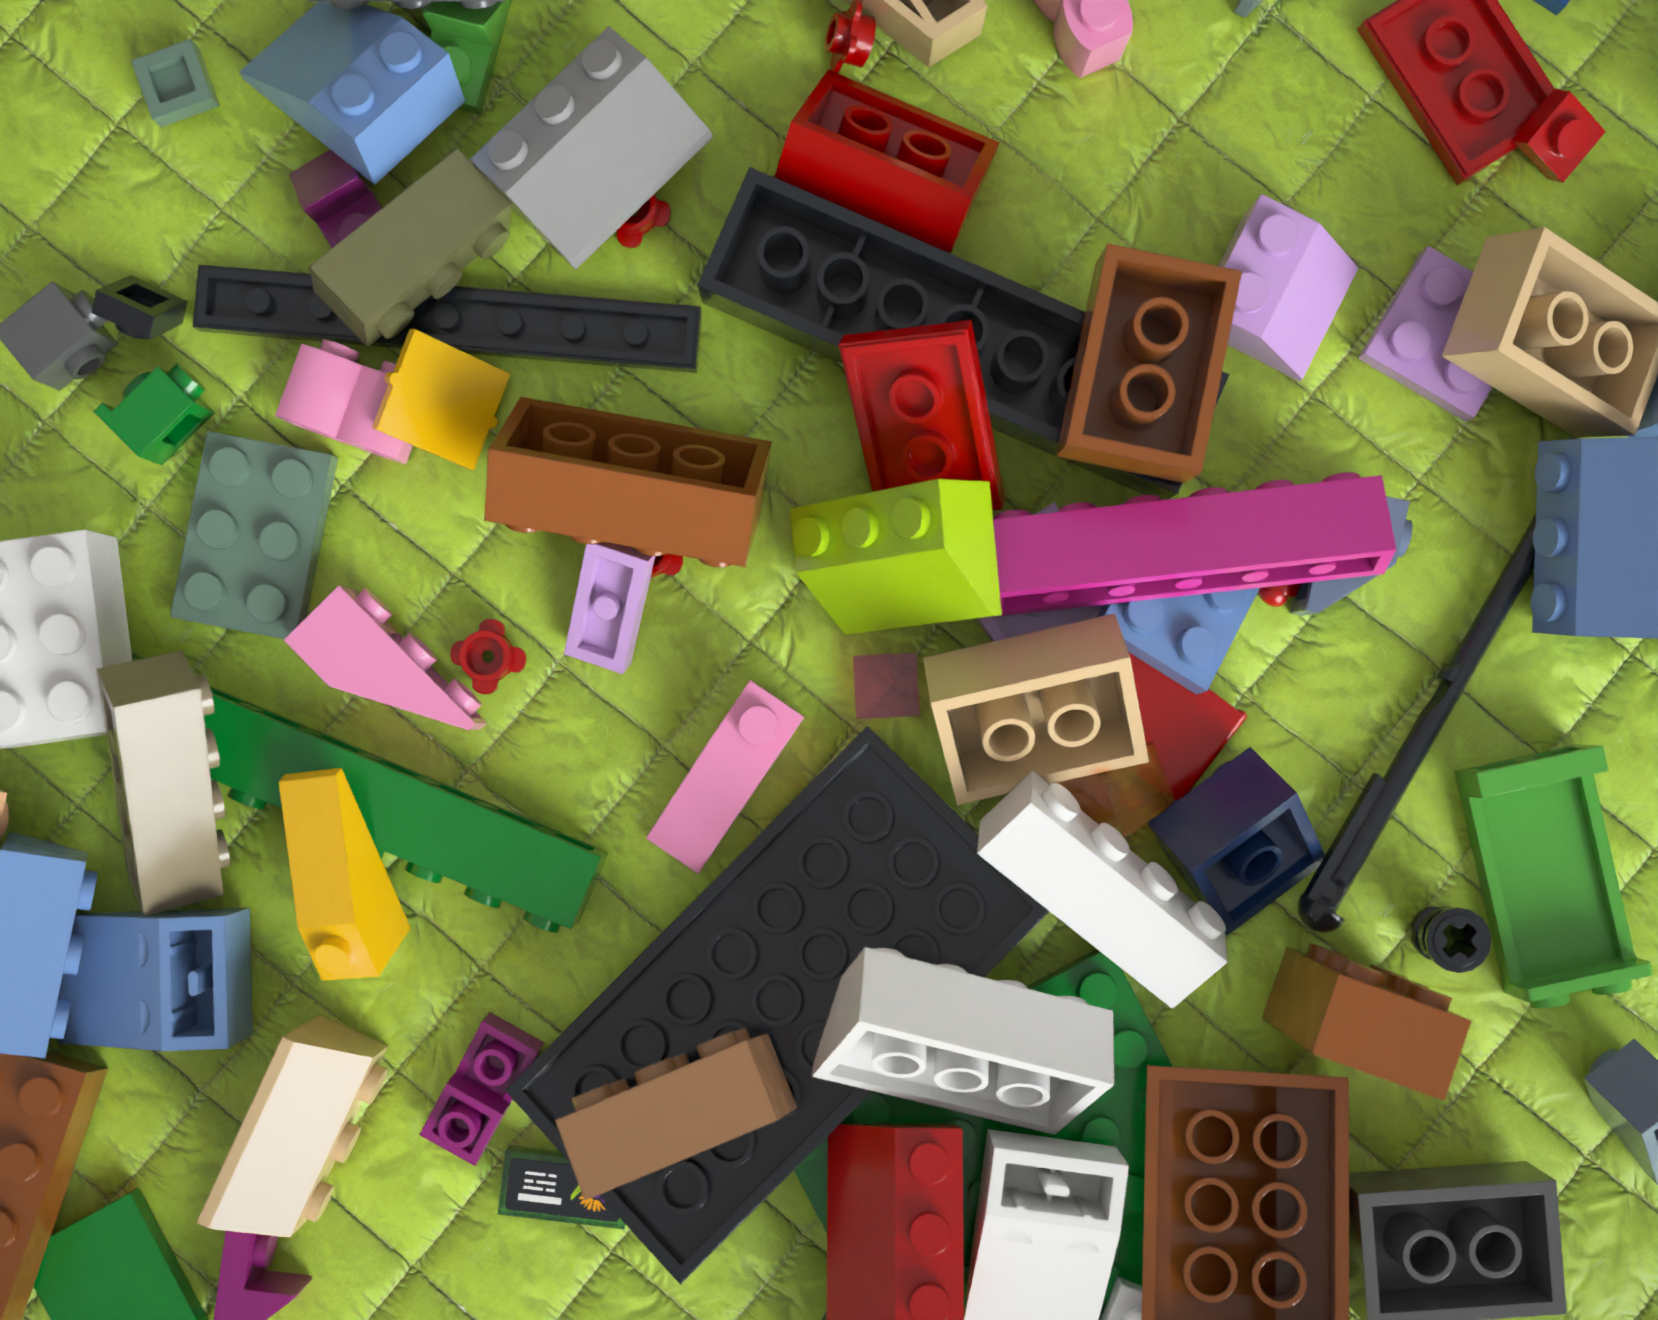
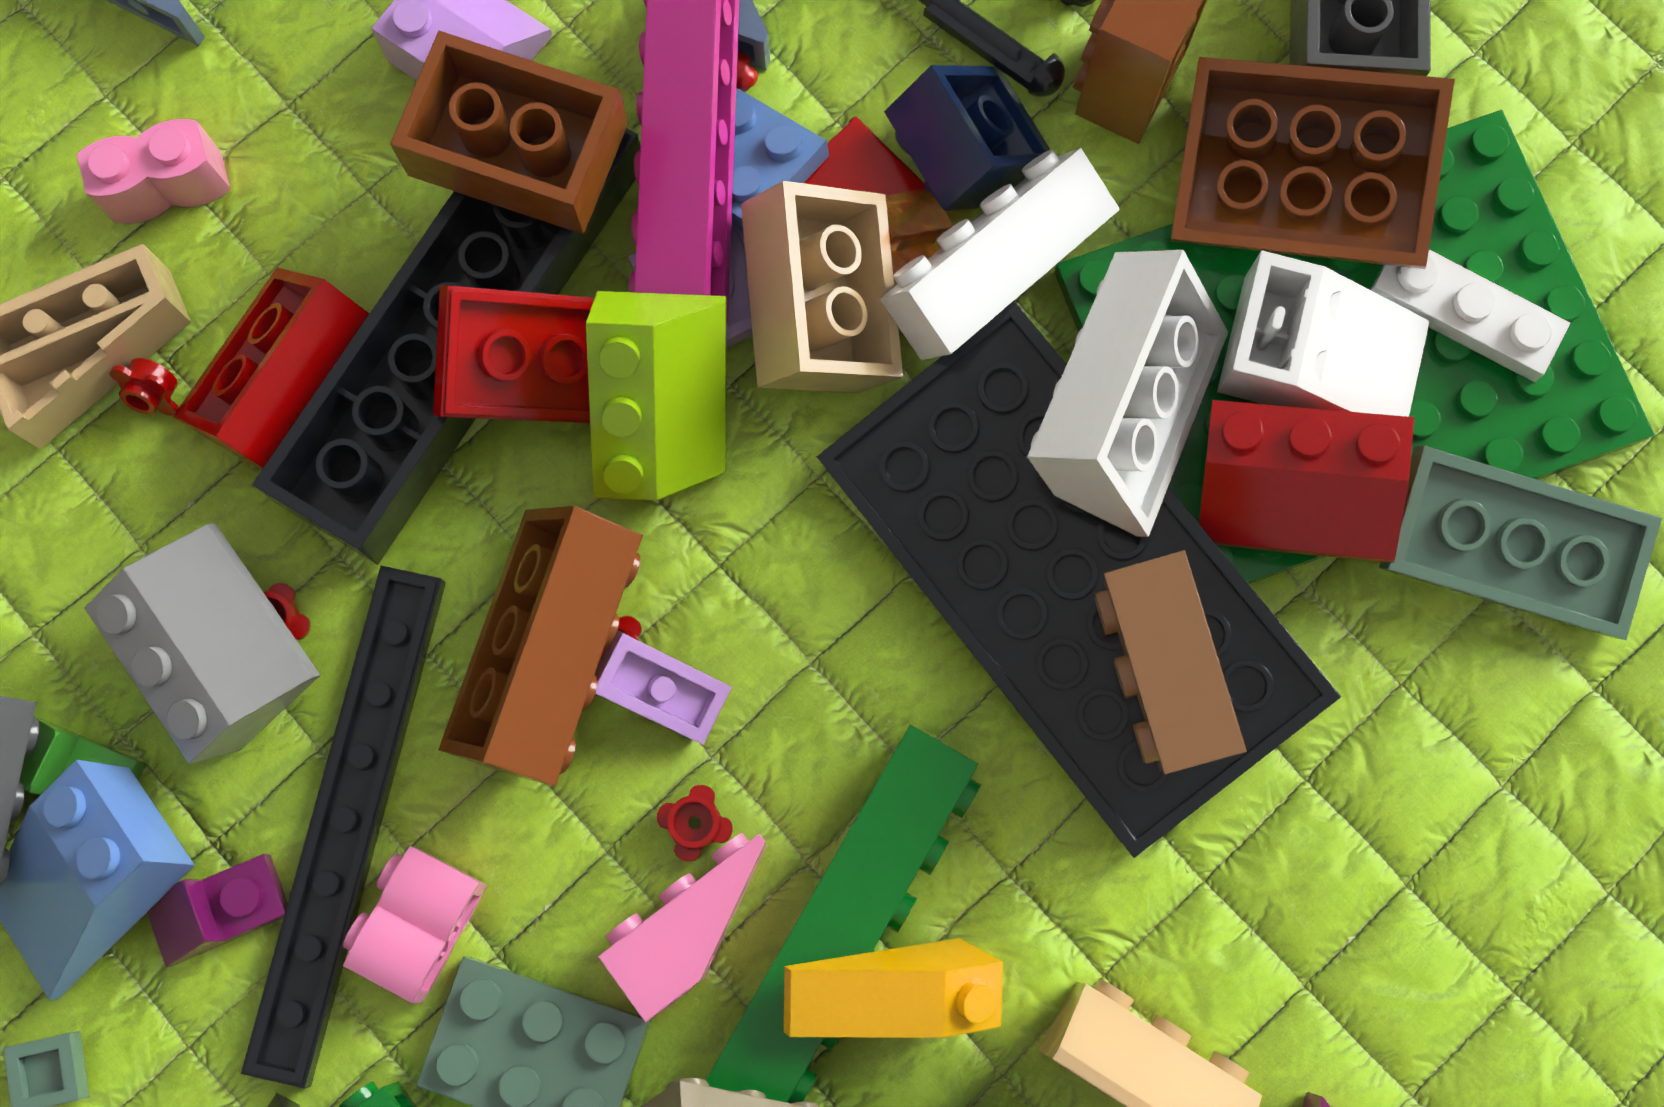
camera: 80 degrees left, 10 degrees down
(412, 249) = (269, 836): olive brick -> none
(441, 400) = (426, 831): yellow piece -> none
(476, 1093) = (1130, 888): magenta slope -> none
(545, 1188) = (1238, 824): tile -> none
(725, 776) = (845, 597): bright pink slope -> none
(886, 685) = (780, 438): clear pink tile -> none

